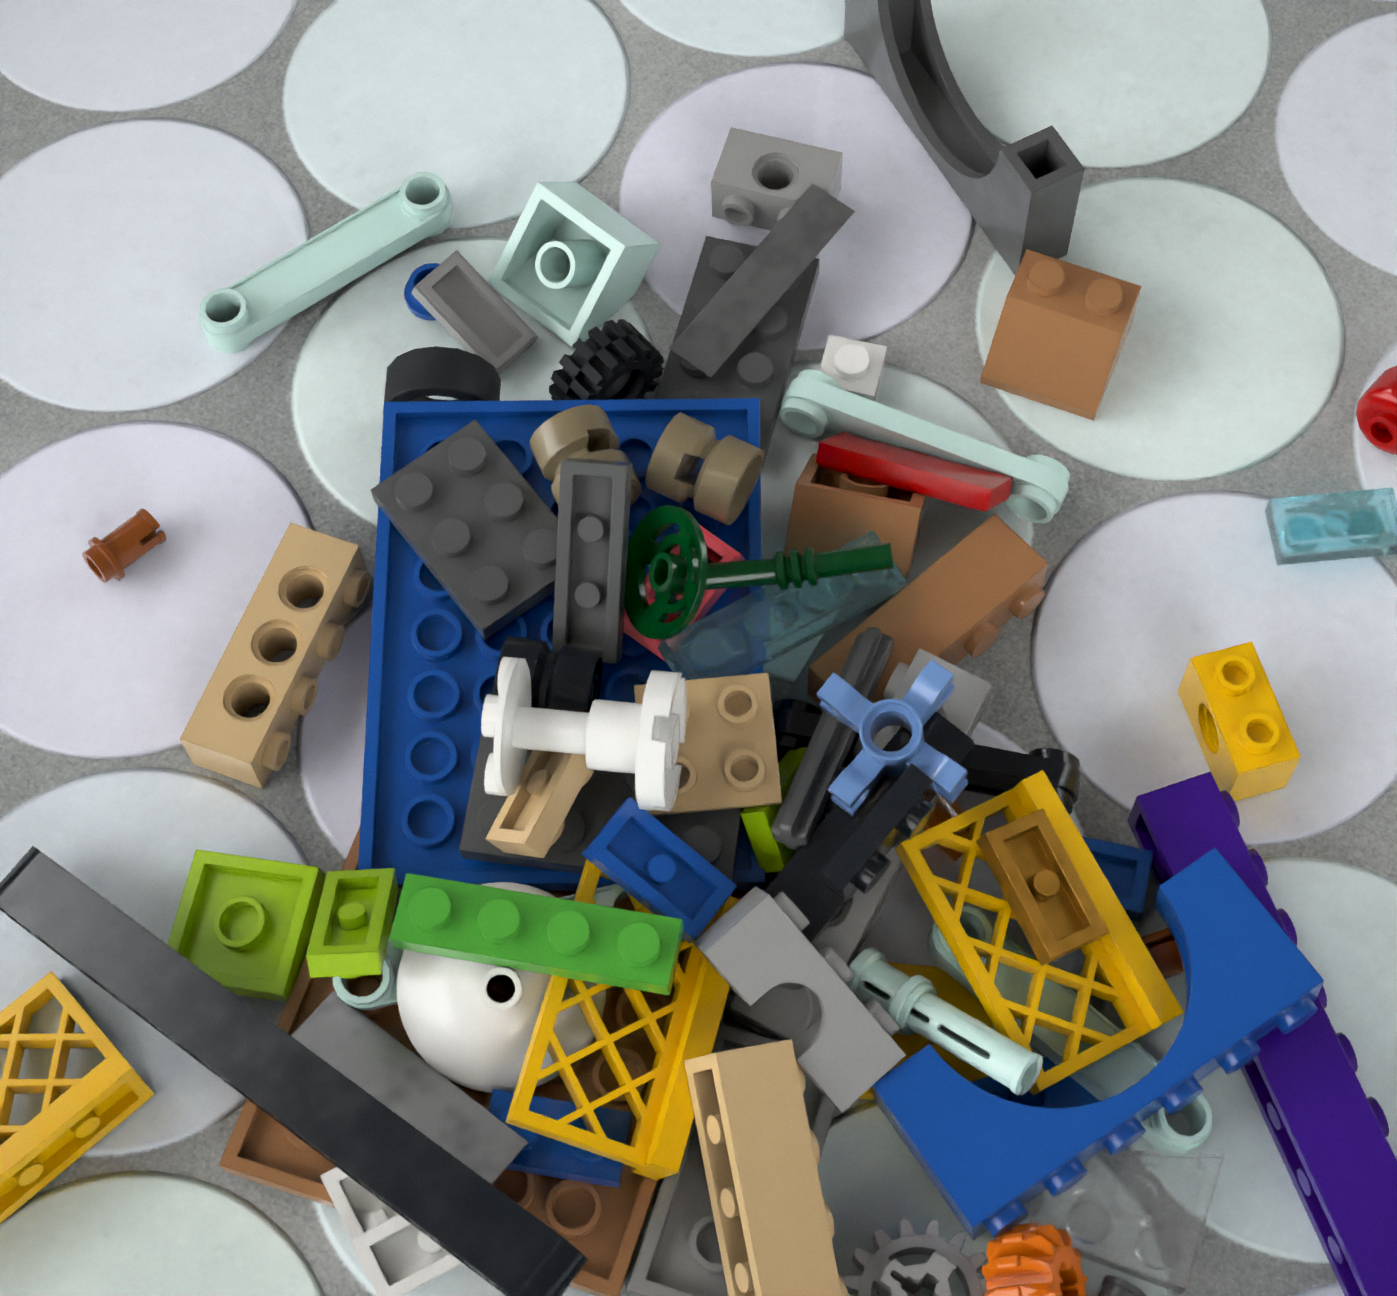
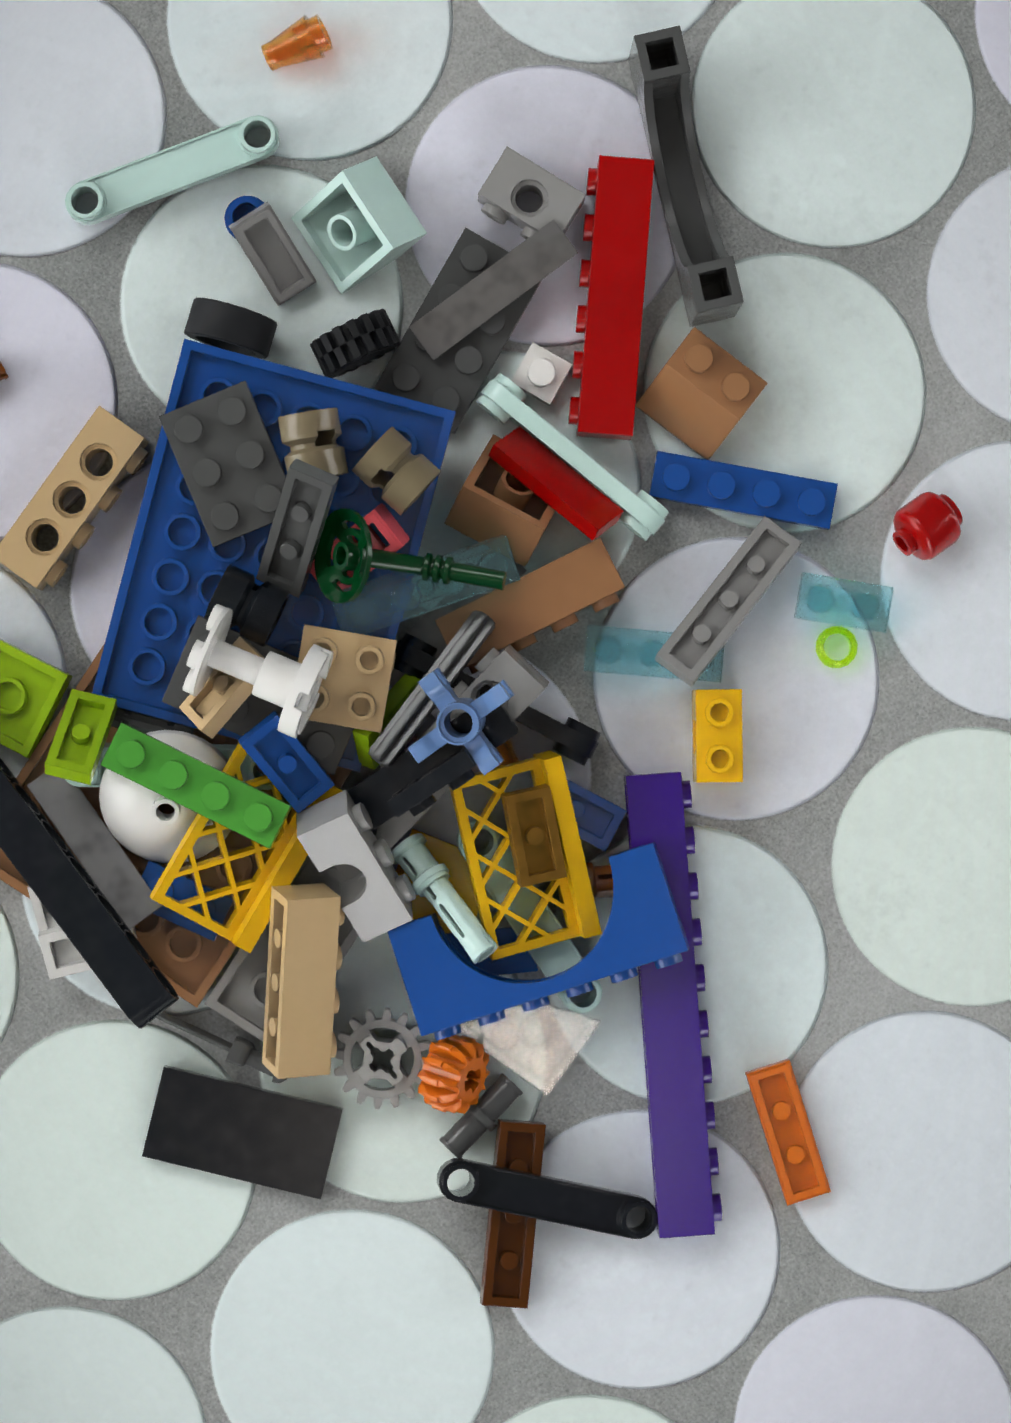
camera: 15 degrees right, 25 degrees up
(449, 101) = (298, 43): none -> clear orange cone
(914, 266) = (614, 297): none -> red brick
(1110, 648) = (634, 653): none -> clear light blue plate
(1157, 435) = (743, 490): none -> blue plate
(1187, 554) = (728, 601): none -> light grey plate
(1338, 601) = (853, 645): none -> clear neon green piece

